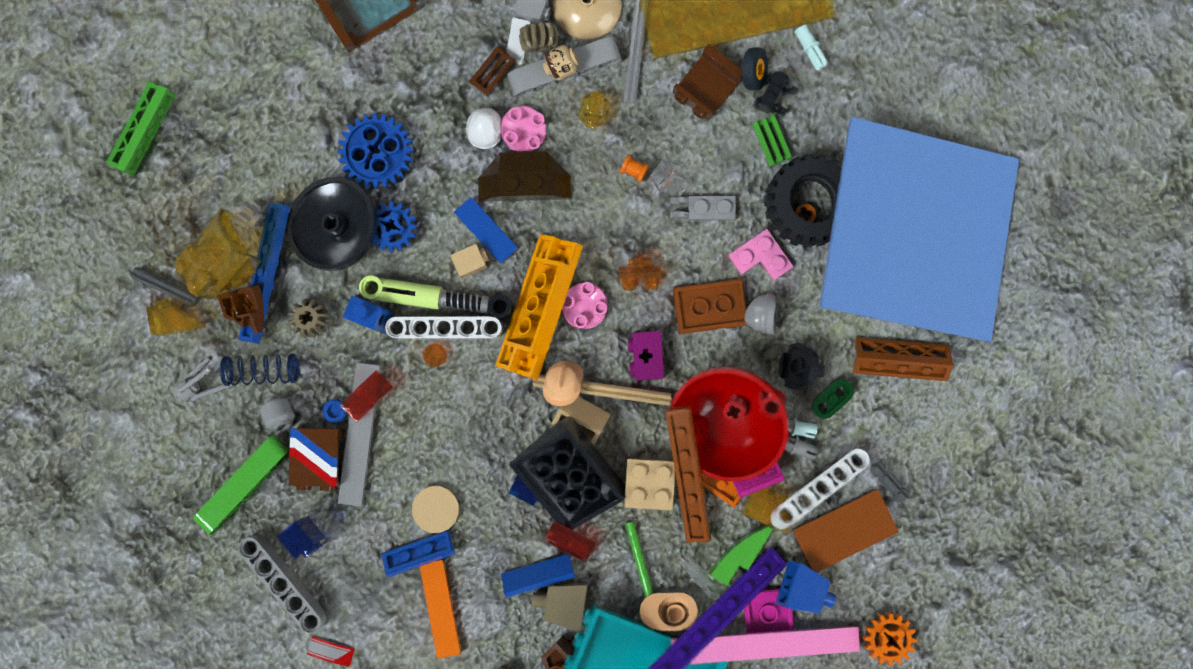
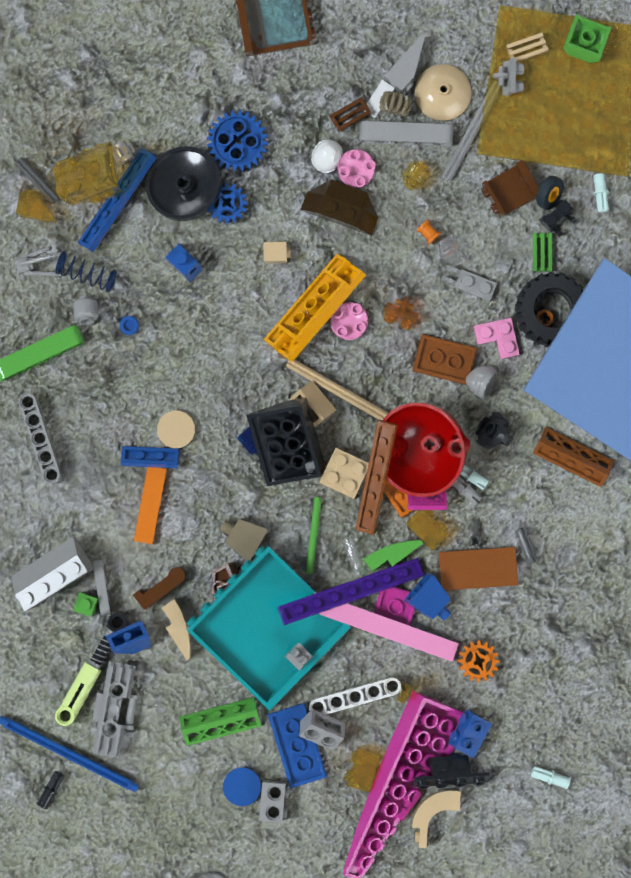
camera: 20 degrees right, 0 degrees up
(144, 129) = (69, 55): bright green fence -> none
(244, 307) = (93, 220): reddish brown slope -> none
(301, 538) = (69, 409): clear blue brick -> none
(307, 327) = (137, 241): dark tan gear -> none
(314, 458) = (101, 354): panel -> none
(330, 652) = (54, 504): sticker -> none
(357, 447) = (140, 350): light grey tile -> none
(366, 396) = (158, 323): clear red slope -> none
(432, 297) = (237, 269): piece -> none
(434, 323) = (230, 288): white beam -> none
(434, 355) = (221, 313): clear orange tile -> none
(485, 230) = (297, 234): blue tile -> none
(537, 575) = (233, 508): blue tile -> none
(560, 62) = (404, 130): tan head -> none
(563, 383) = (309, 372): light nougat piece -> none
(569, 541) = (267, 493): clear red slope -> none
(653, 344) = (380, 389): magenta brick -> none
(668, 611) = (320, 573): light nougat piece -> none
(827, 481) = (464, 532): white beam -> none
(832, 399) = (508, 466): dark green plate -> none

